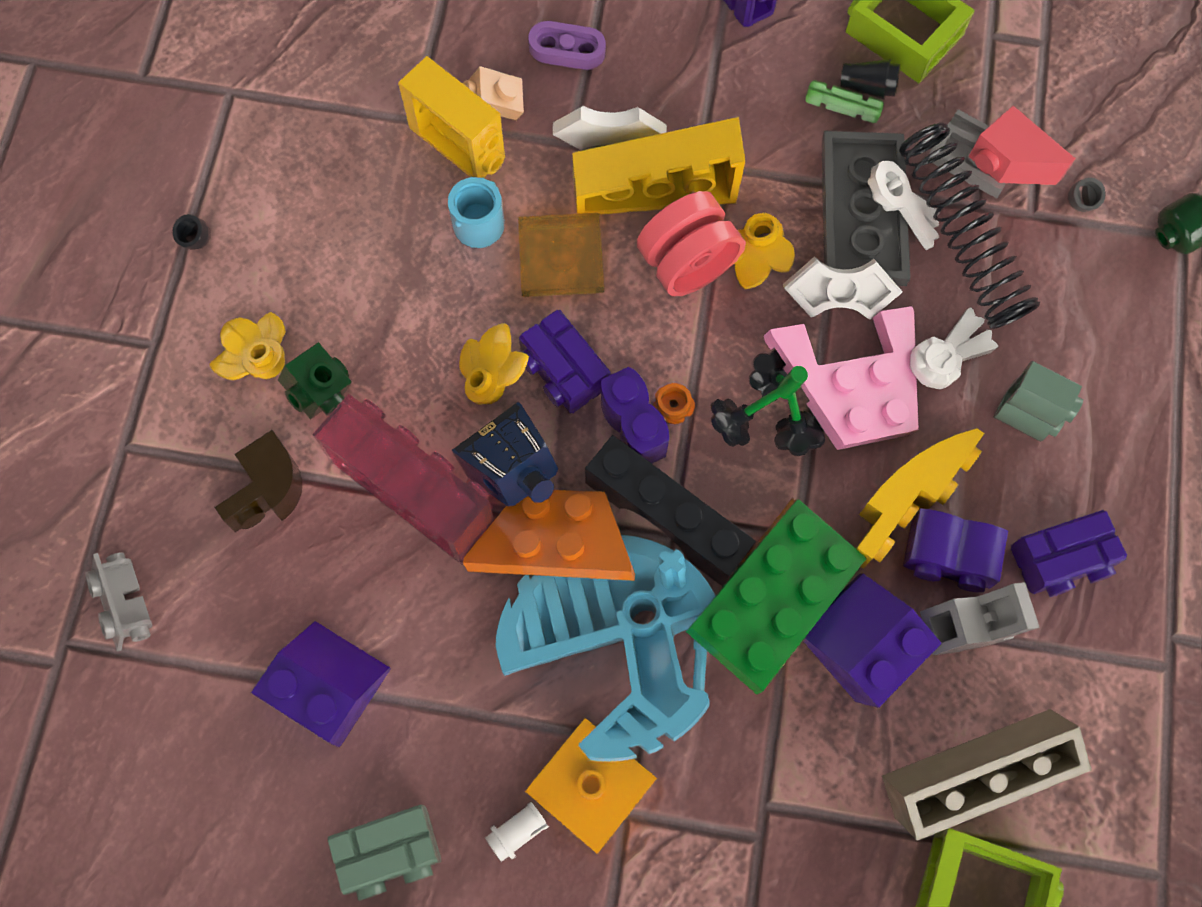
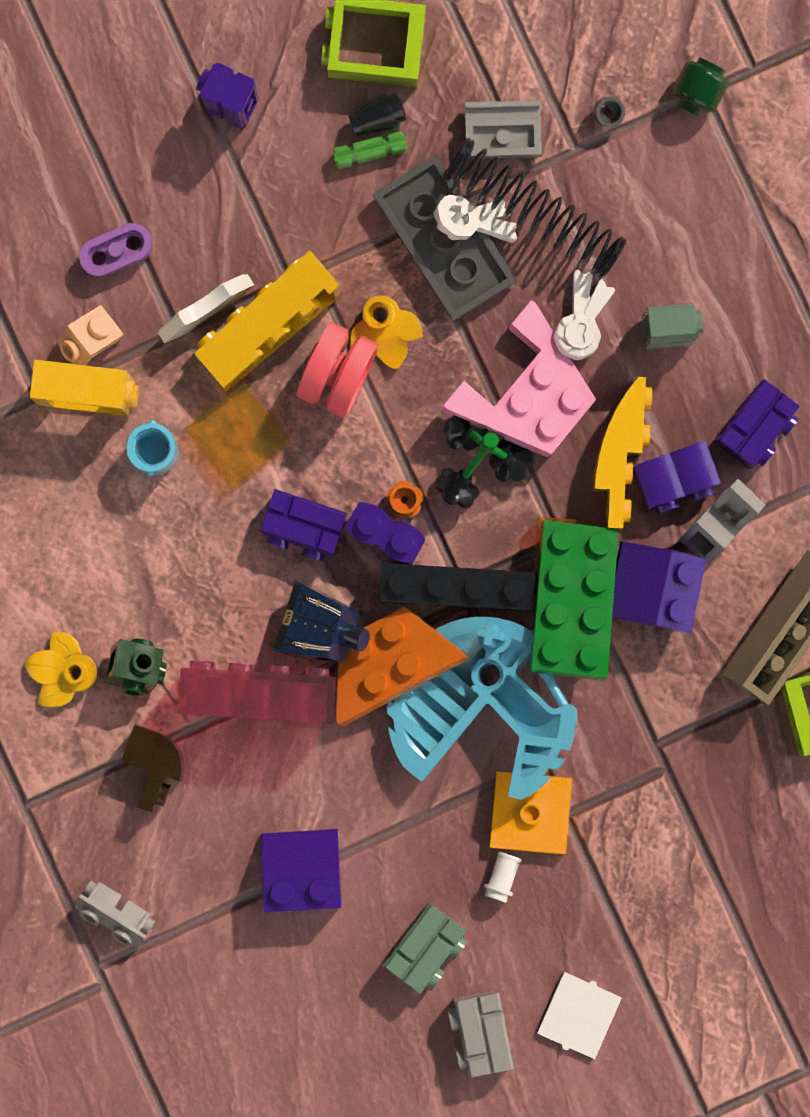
camera: 35 degrees left, 15 degrees up
(490, 365) = (249, 559): yellow plate -> none
(823, 287) = (457, 332): white tile -> none
(1020, 152) = (535, 120): coral slope -> none

